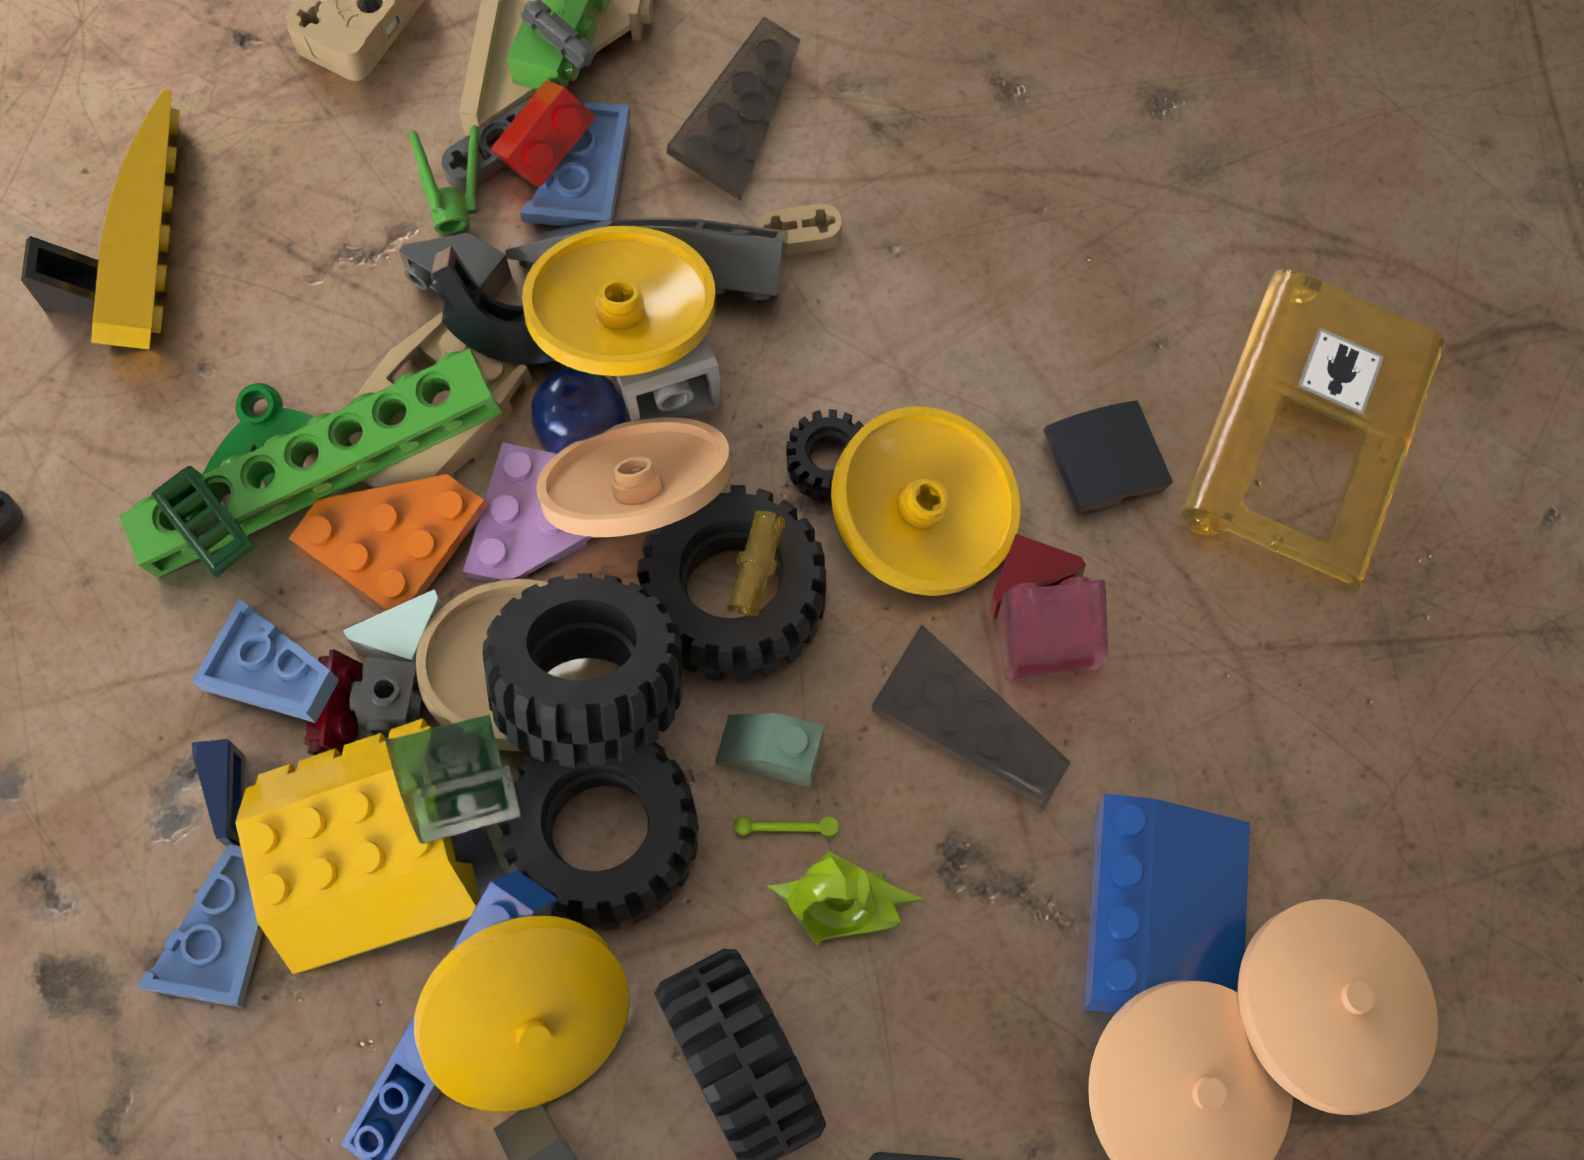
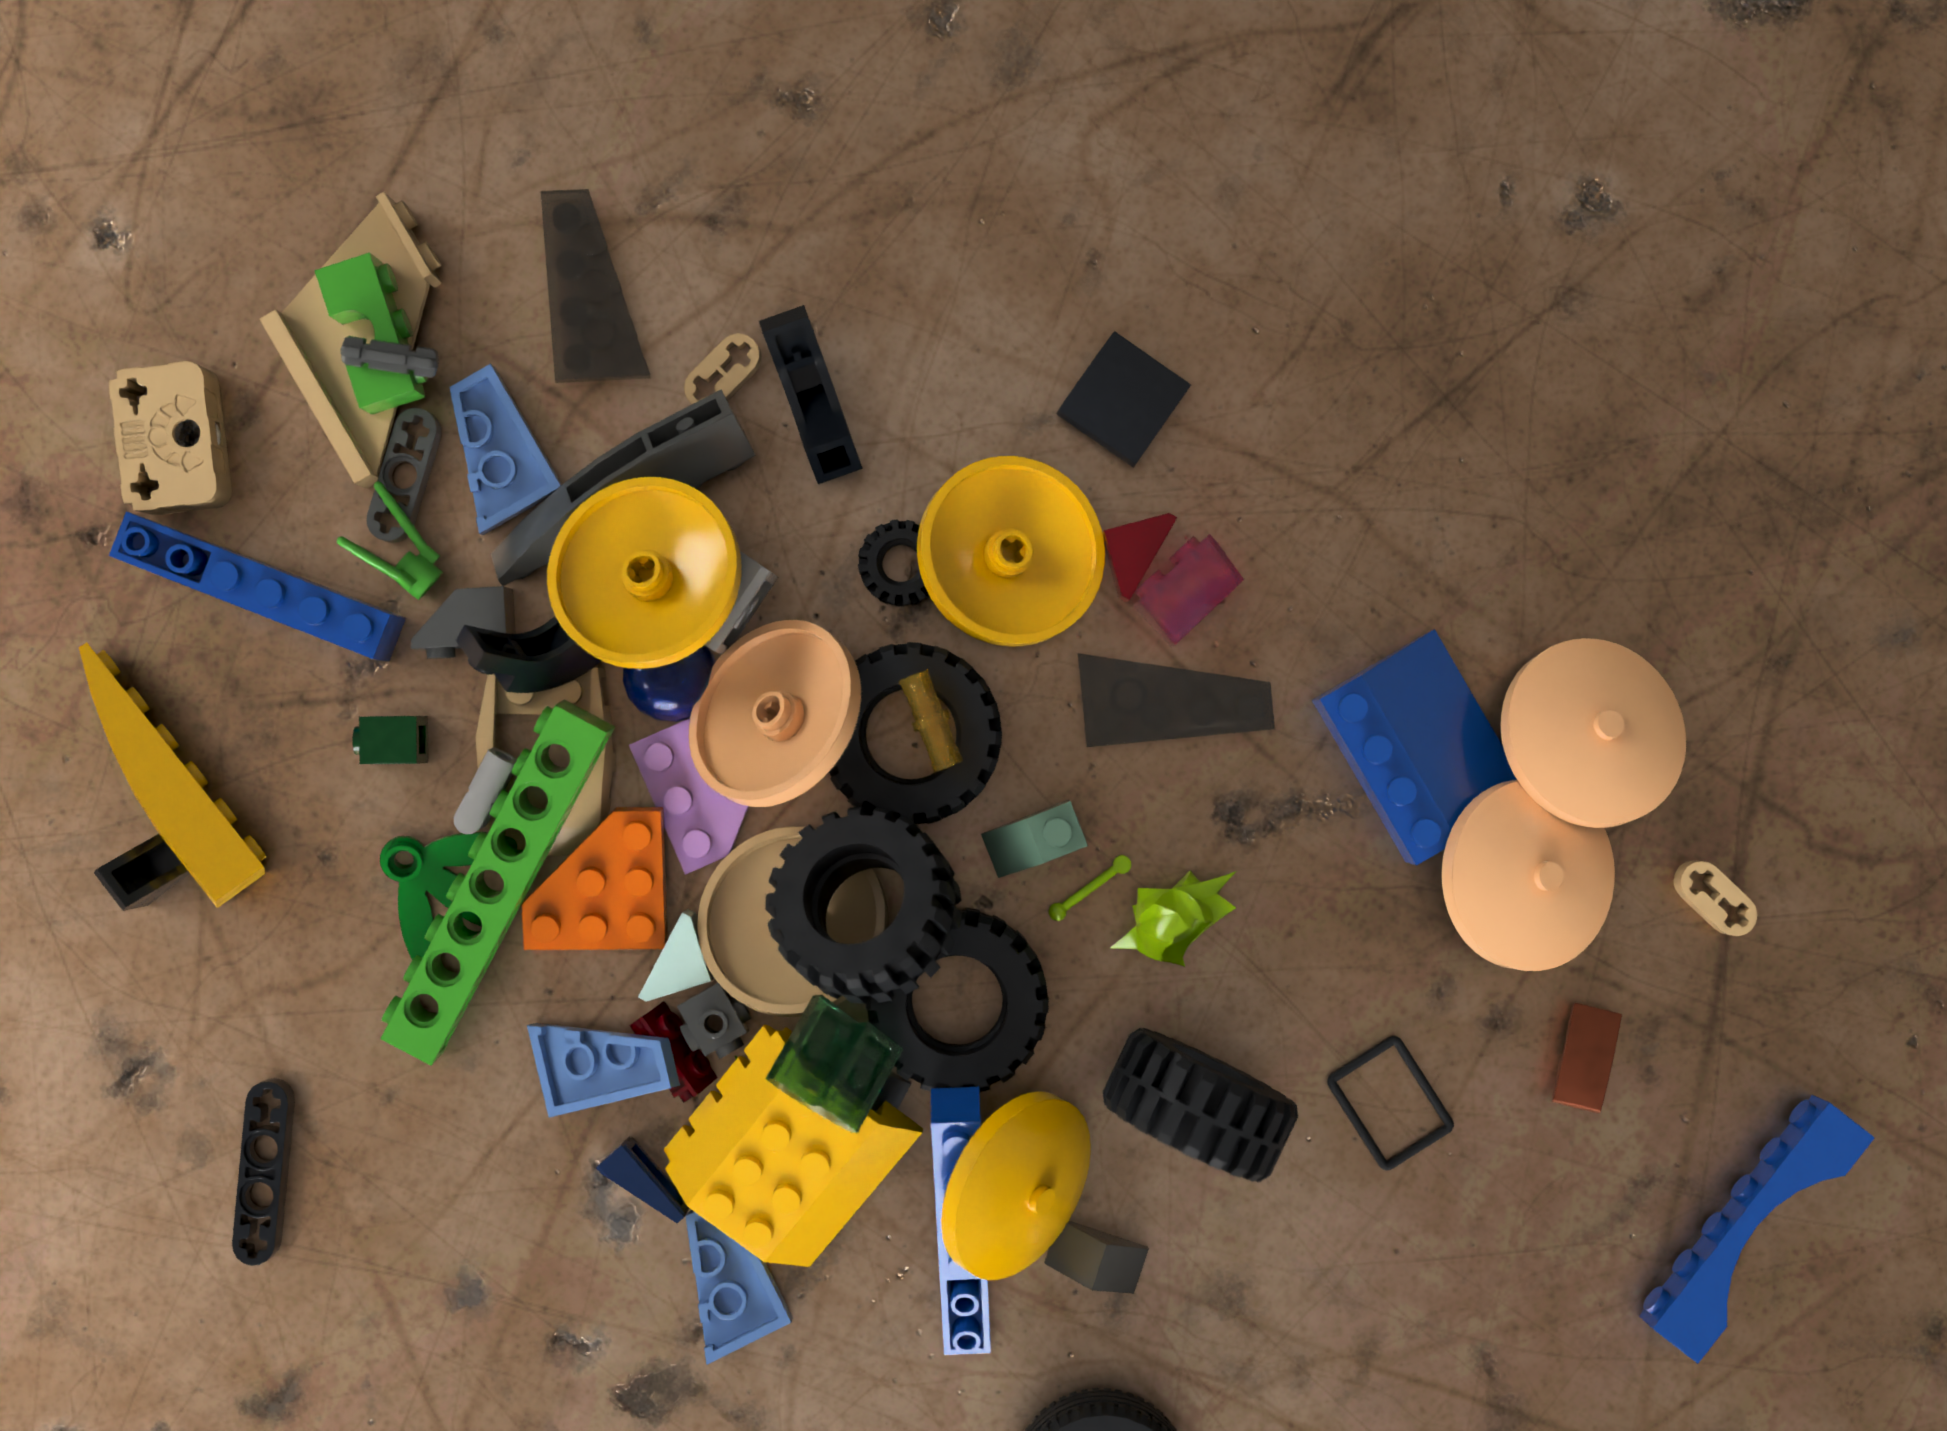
camera: 45 degrees left, 20 degrees up
(186, 494) = (456, 1015): dark green slope -> none
(328, 313) = (391, 740): none -> dark green brick
(329, 144) = (258, 587): none -> blue slope
(369, 379) = (484, 789): none -> light grey bar
(543, 133) = (442, 450): red brick -> none
(858, 277) = (810, 394): none -> black arch
(1342, 363) = (1252, 180): clear yellow piece -> none

